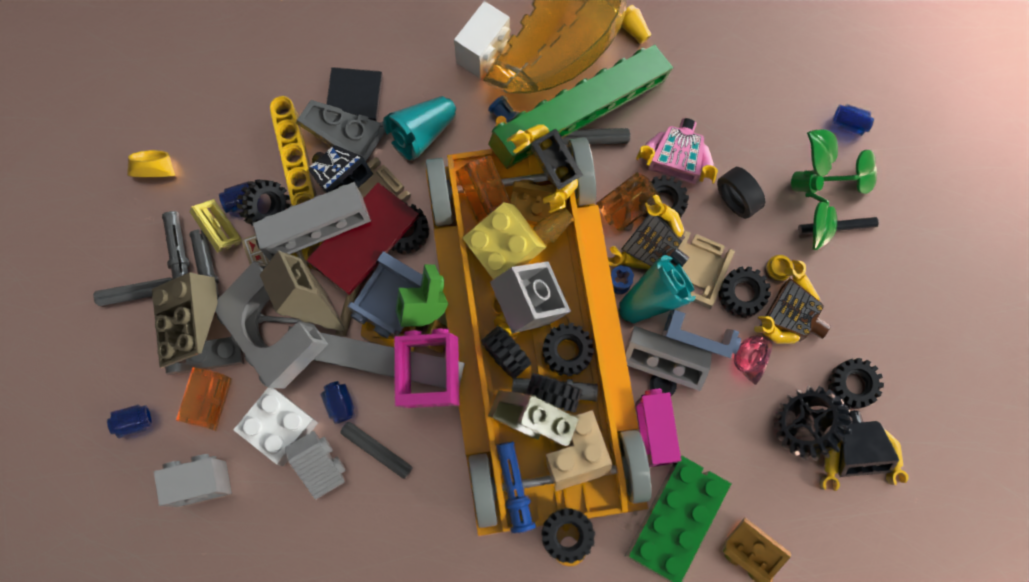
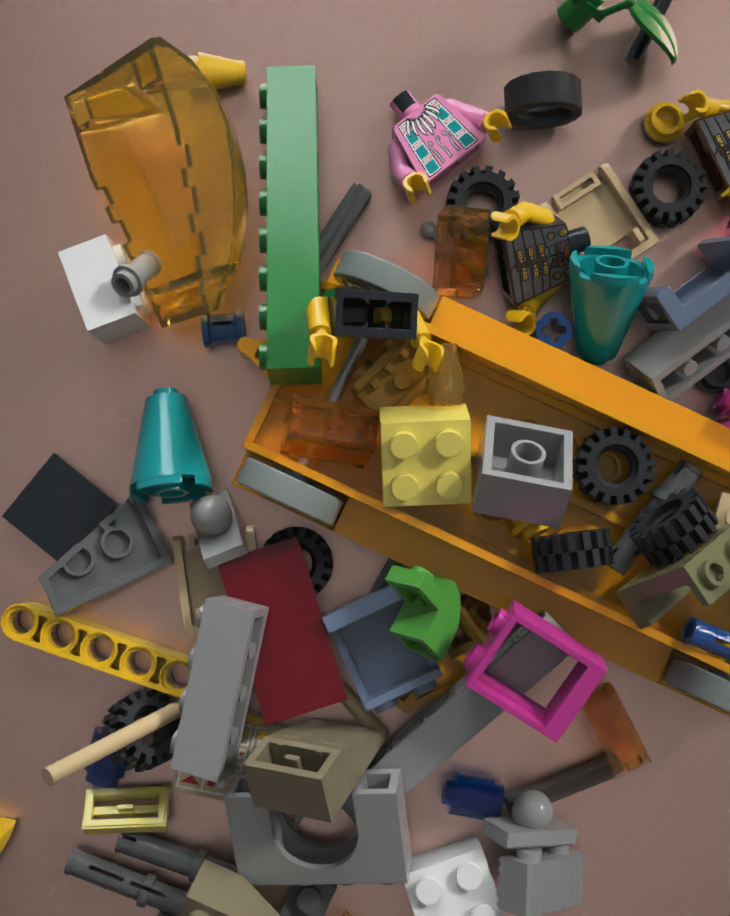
camera: 55 degrees left, 10 degrees up
(245, 181) = (110, 744): none -> tan bar
(339, 168) = (163, 604): black torso -> none
(342, 440) = (531, 825): none -> light grey tile
(396, 172) = (217, 528): none -> light grey tile
(424, 454) = (613, 732): none -> clear orange hinge
(495, 42) = (130, 278): none -> light grey pin

